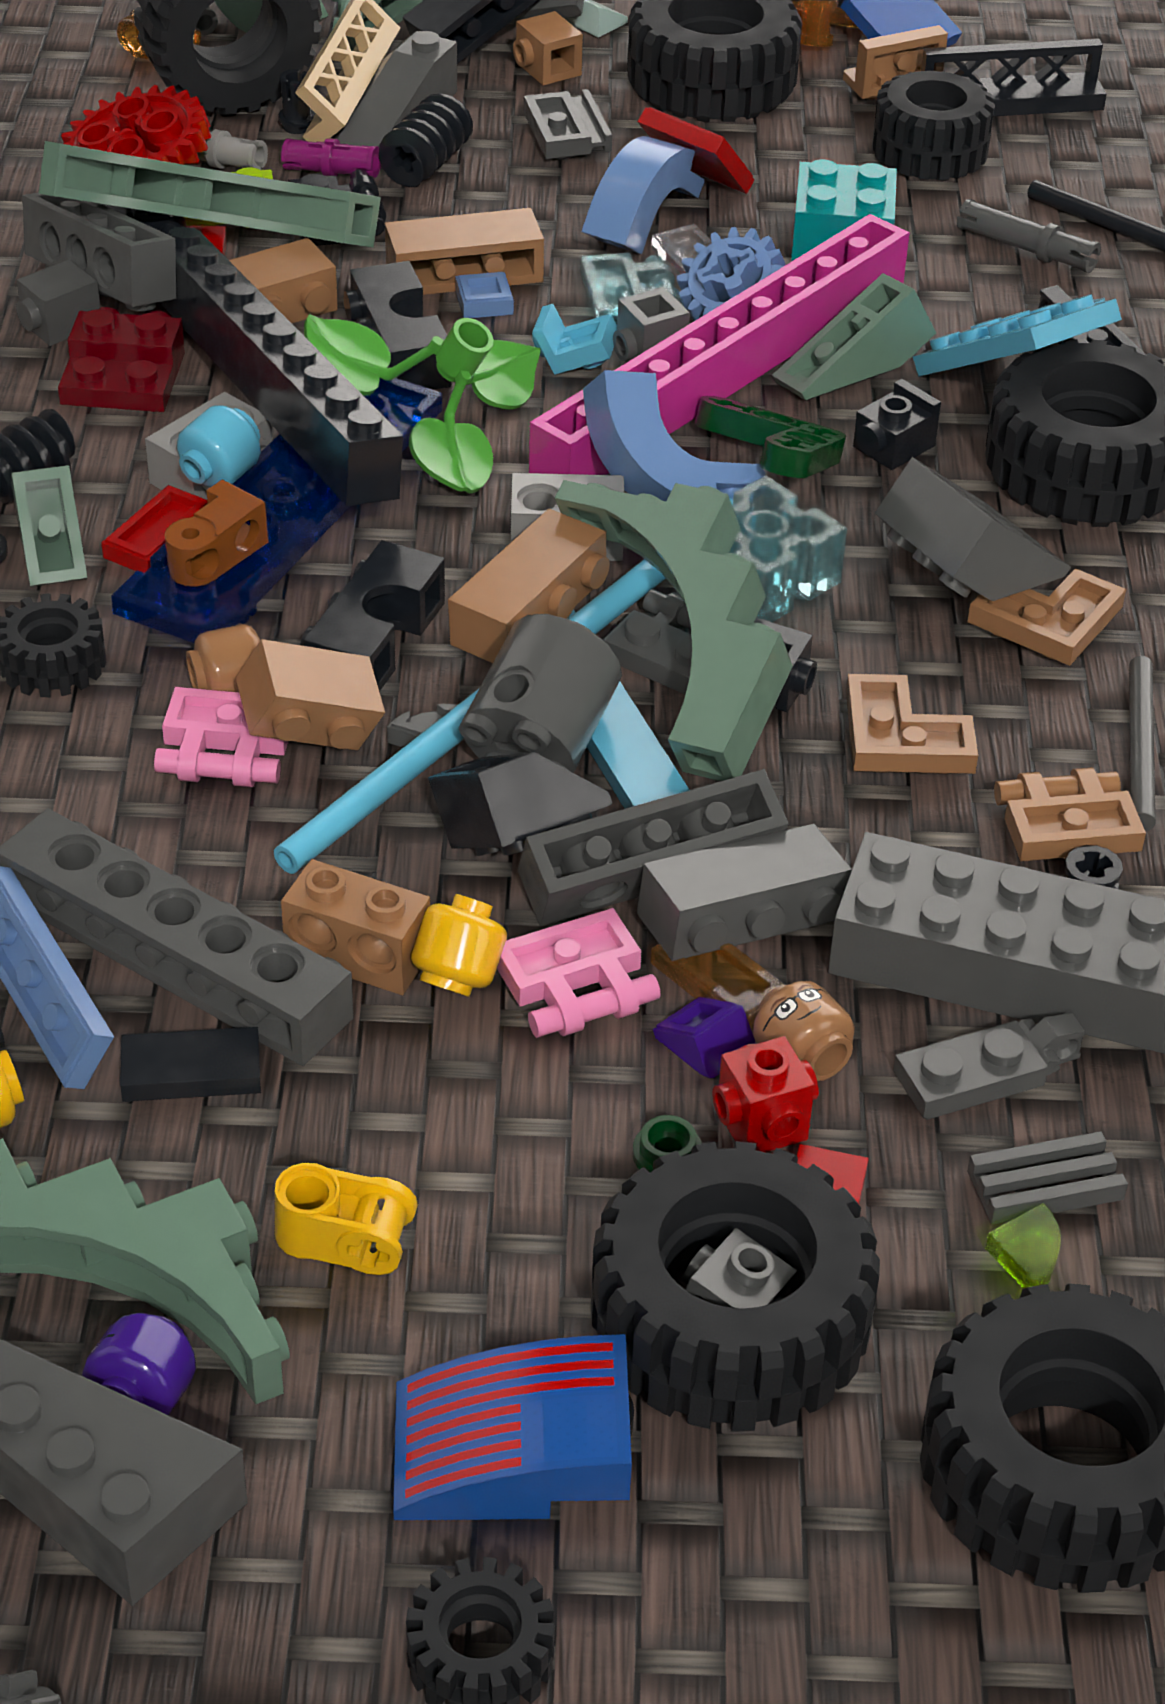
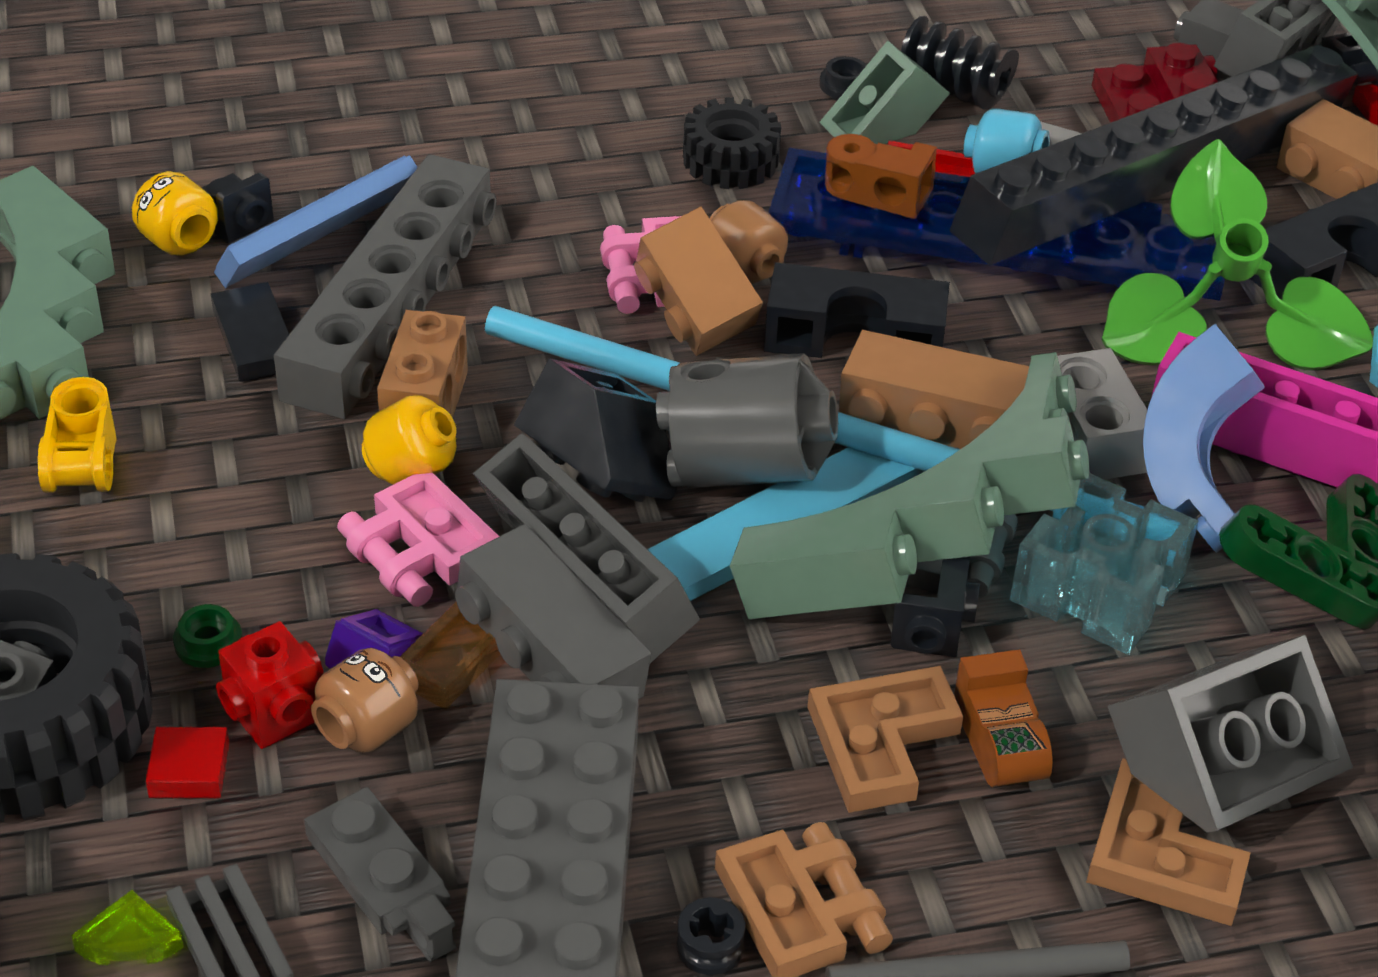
camera: 75 degrees right, 0 degrees up
(931, 660) = (1002, 718): none -> dark orange leg

